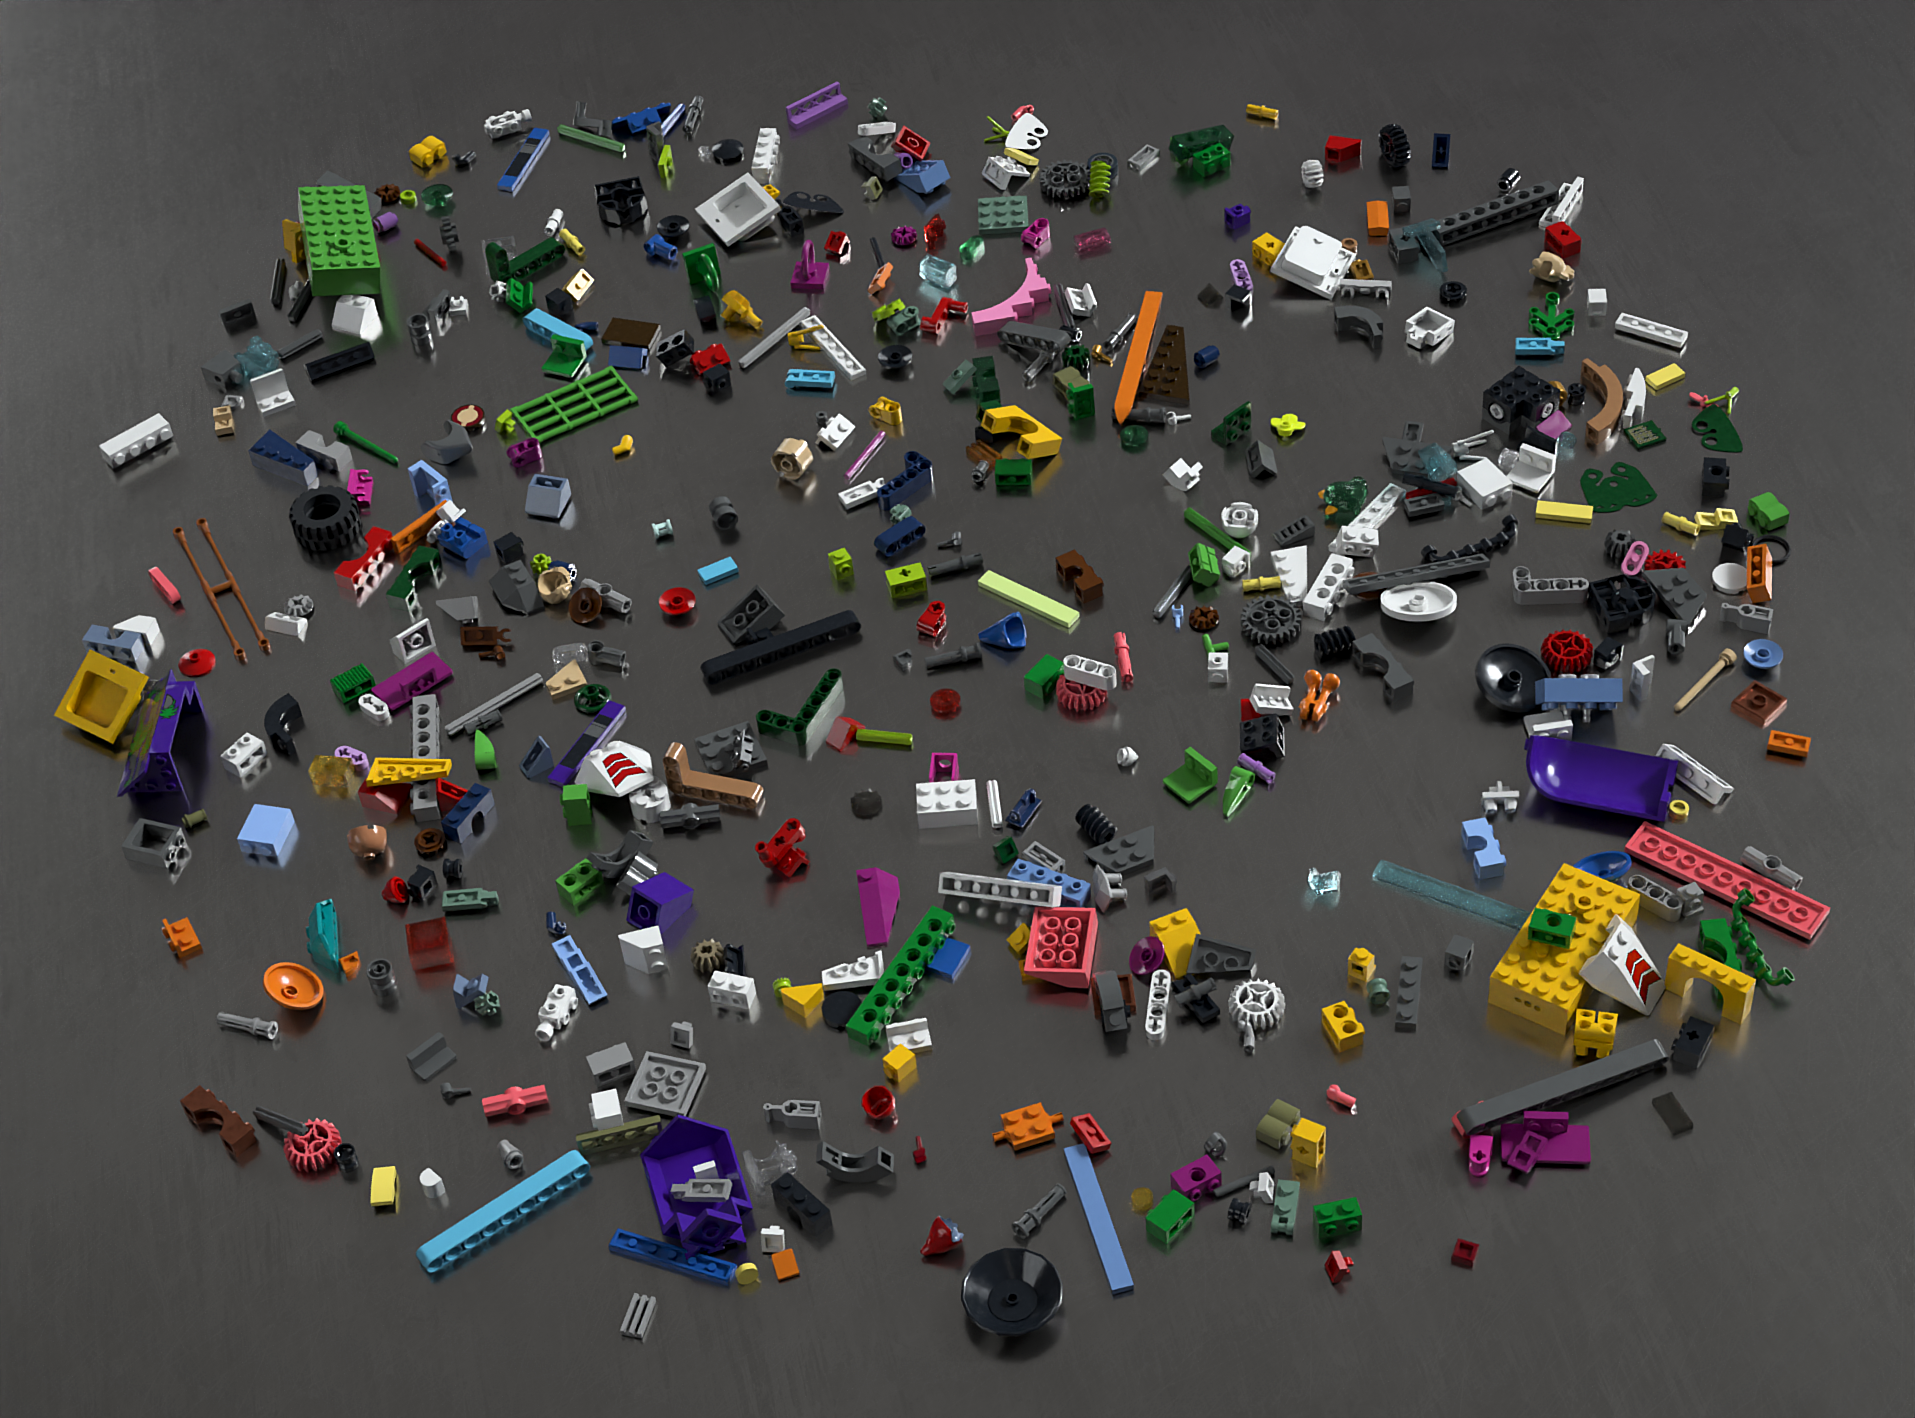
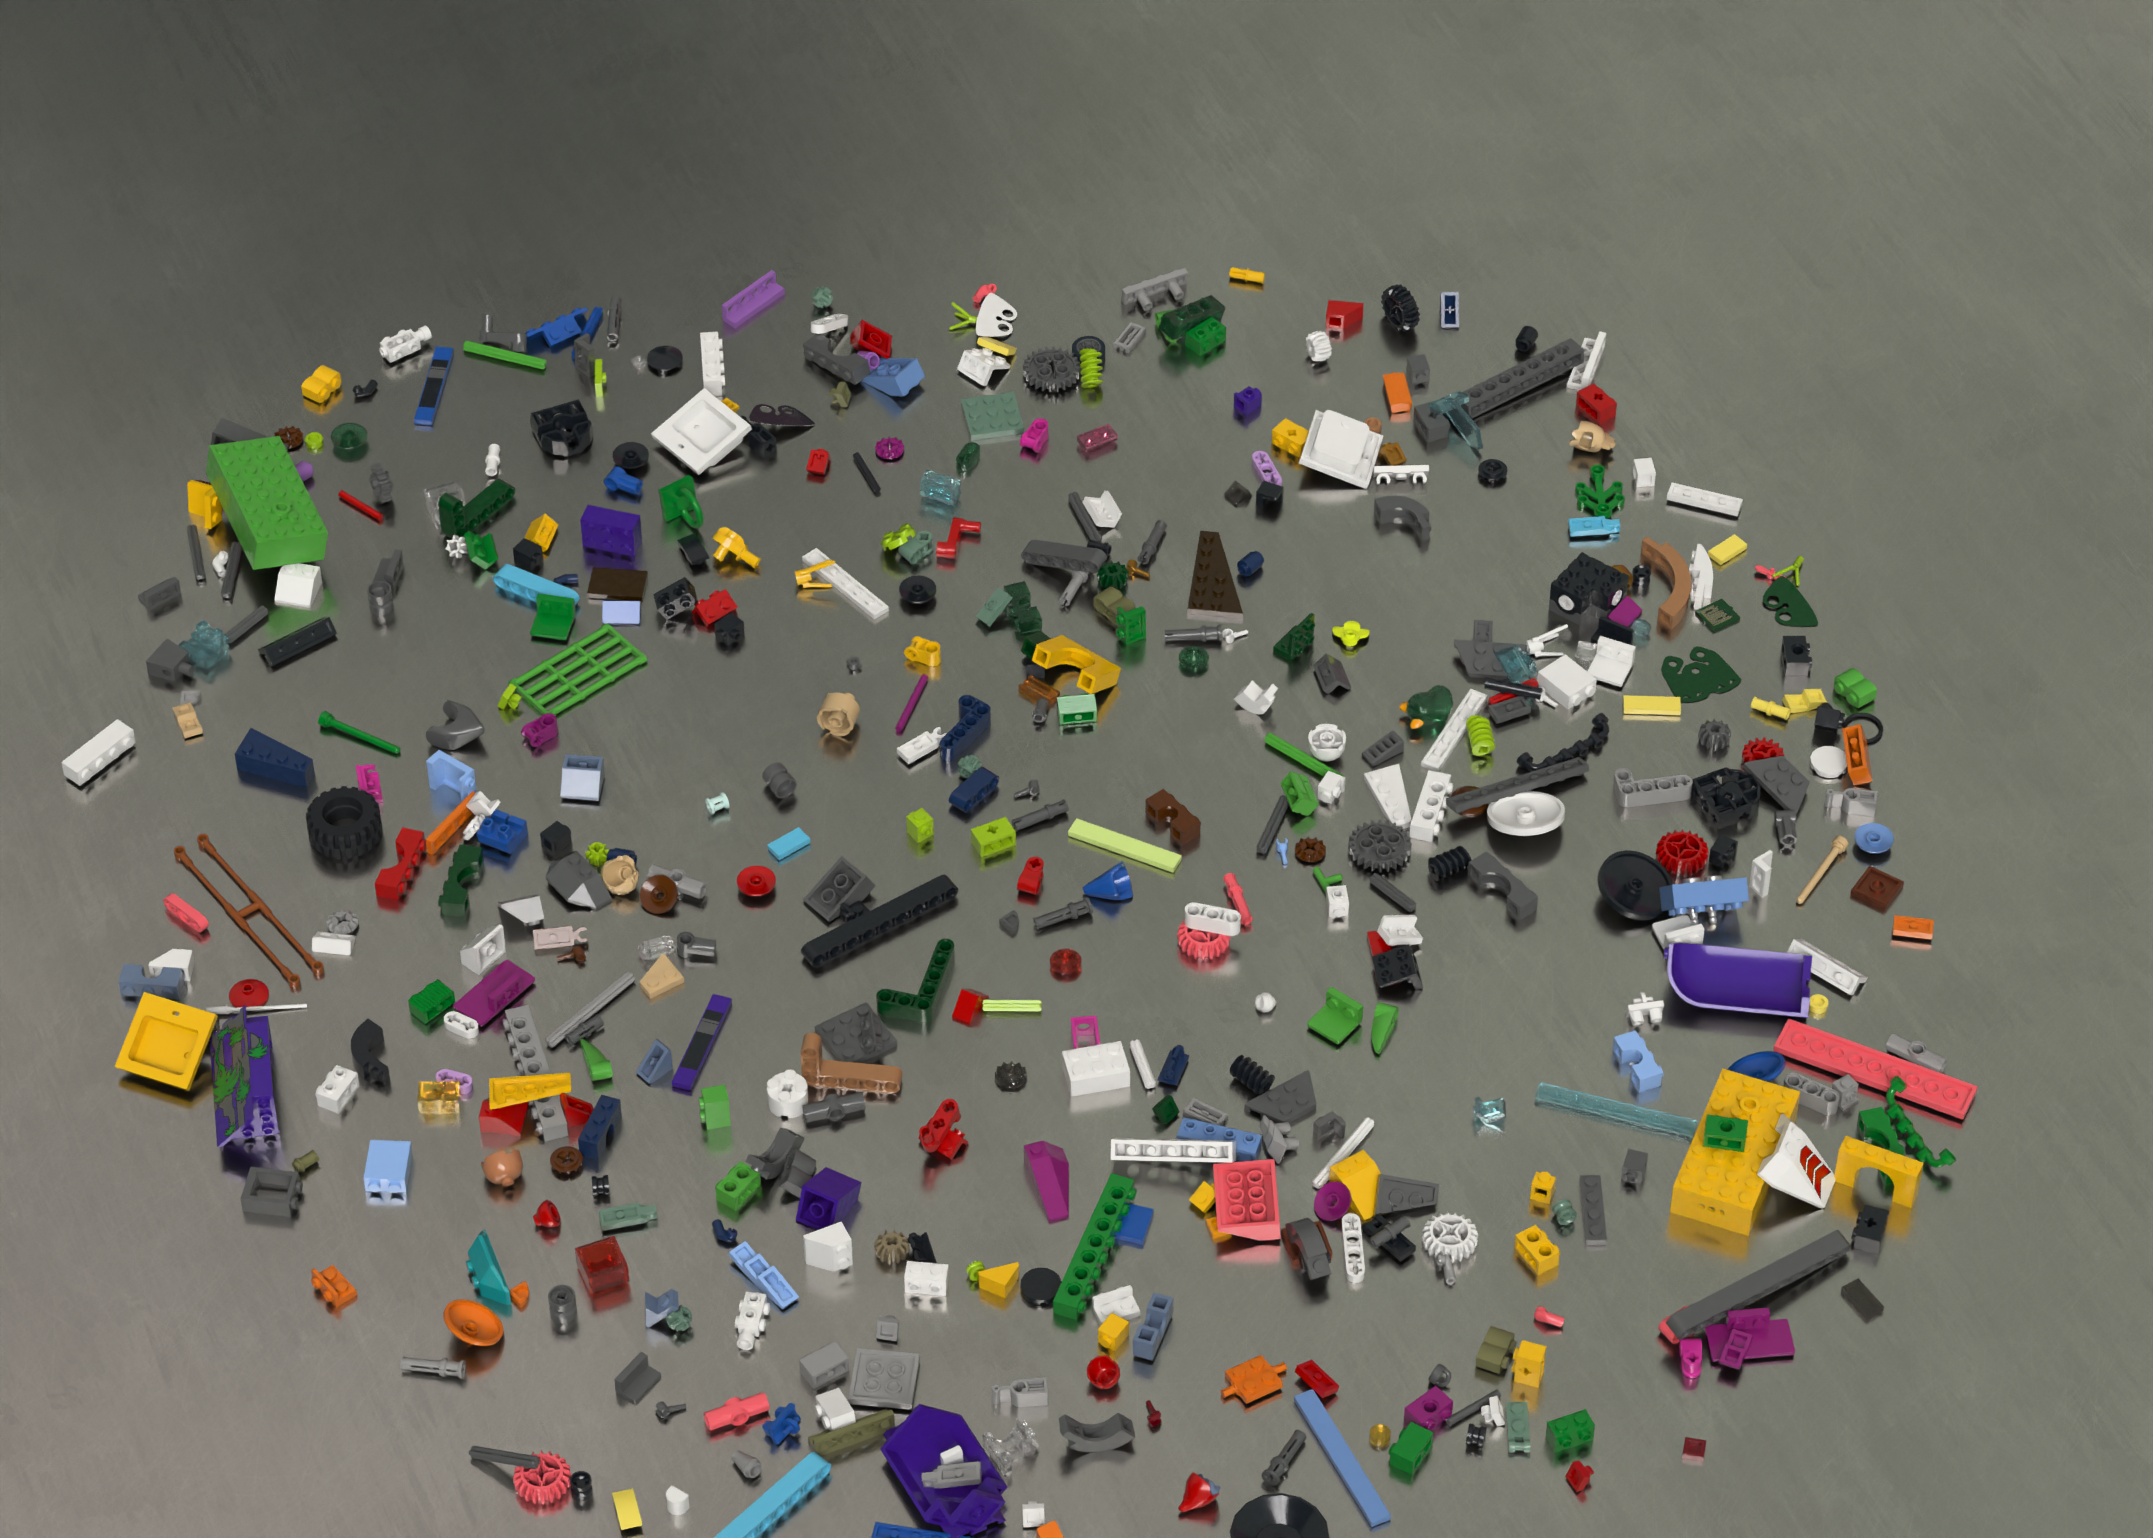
camera: 15 degrees left, 0 degrees up
(162, 674) = (227, 1009): none -> white piece
(203, 1106) = (416, 1452): copper arch -> none
(272, 392) = (236, 685): white bracket -> none
(334, 456) = (328, 752): light grey arch -> none
(421, 882) = (572, 1203): black brick -> none
(458, 307) = (413, 567): white tile -> none
(469, 417) = (465, 693): tile -> none
(555, 1118) = (785, 1423): none -> blue hips
(572, 241) = (520, 481): light yellow pin -> none
(592, 695) = (693, 990): dark green piece -> none
(616, 769) = (745, 1067): white wedge -> none
(624, 446) = (648, 713): yellow arm -> none
(635, 286) = (611, 530): none -> dark purple brick
(774, 337) = (778, 577): light grey axle -> none
(809, 273) = (797, 500): magenta tile -> none
(809, 378) = (830, 621): medium azure plate -> none
(812, 1212) = (1066, 1484): black arch -> none
(836, 432) = (874, 680): white bracket -> none
(861, 973) = (1051, 1248): white wing -> none
(881, 276) = (877, 500): orange plate -> none
(931, 1073) = (1151, 1333): none -> sand blue arch
(934, 230) = (922, 440): clear red slope -> none
(1019, 305) = (1038, 519): bright pink arch -> none
(1043, 676) = (1162, 926): green brick -> none
(1137, 354) = (1176, 567): orange piece -> none
(1171, 907) = (1344, 1151): none -> white axle
(1176, 115) = (1142, 291): none -> light grey plate
(1256, 767) = (1398, 1001): medium lavender pin -> none
(1261, 583) = (1361, 808): light yellow pin -> none
(1313, 681) = (1453, 909): orange piece -> none
(1357, 541) = (1451, 755): white brick -> none
(1389, 525) = (1480, 735): none -> lime piece
(1428, 328) = (1475, 514): white piece -> none
(1592, 1034) = (1777, 1230): yellow hips -> none
(1633, 559) = (1732, 751): bright pink plate -> none

